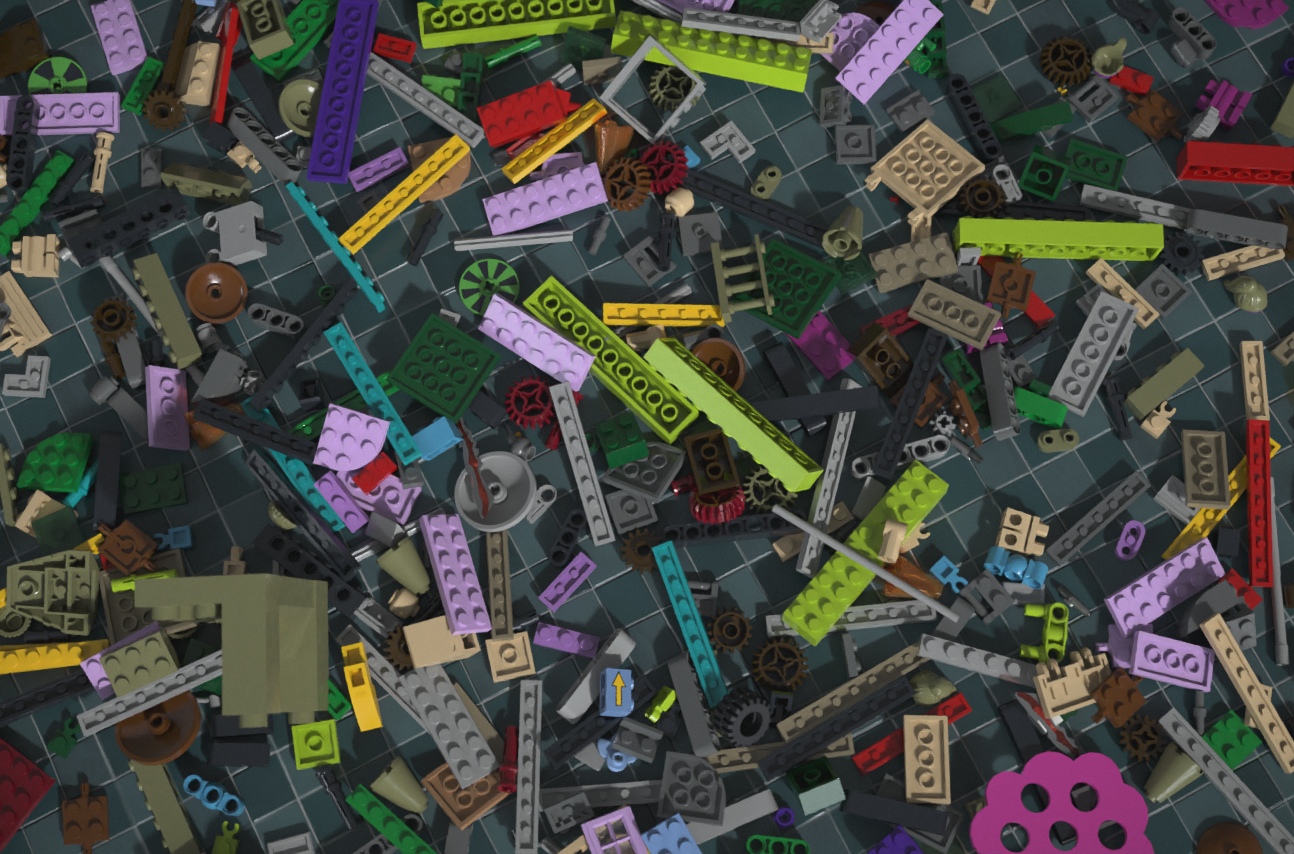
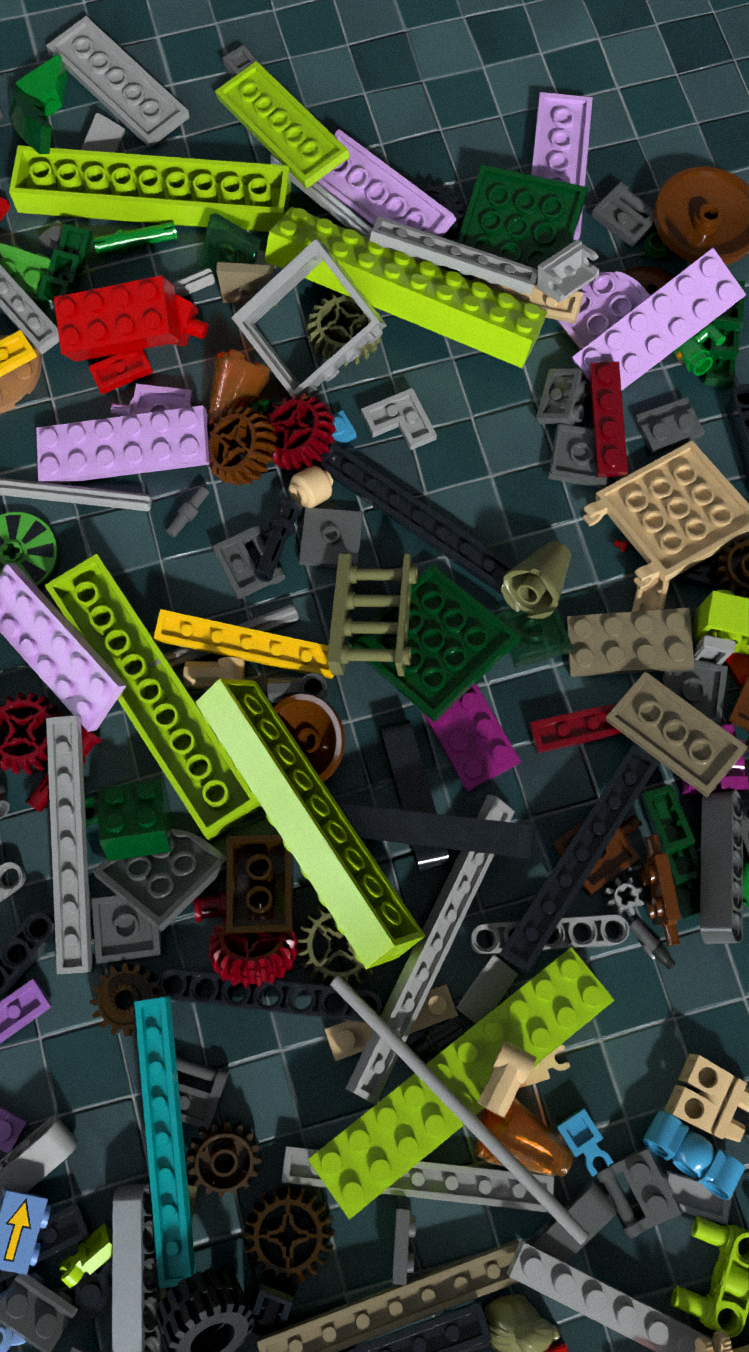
camera: 10 degrees right, 0 degrees up
(554, 141) = (155, 366): yellow plate -> none
(766, 182) = (442, 484): olive plate -> none
(868, 116) = (608, 419): none -> dark red plate
(881, 359) = (552, 778): dark brown slope -> none

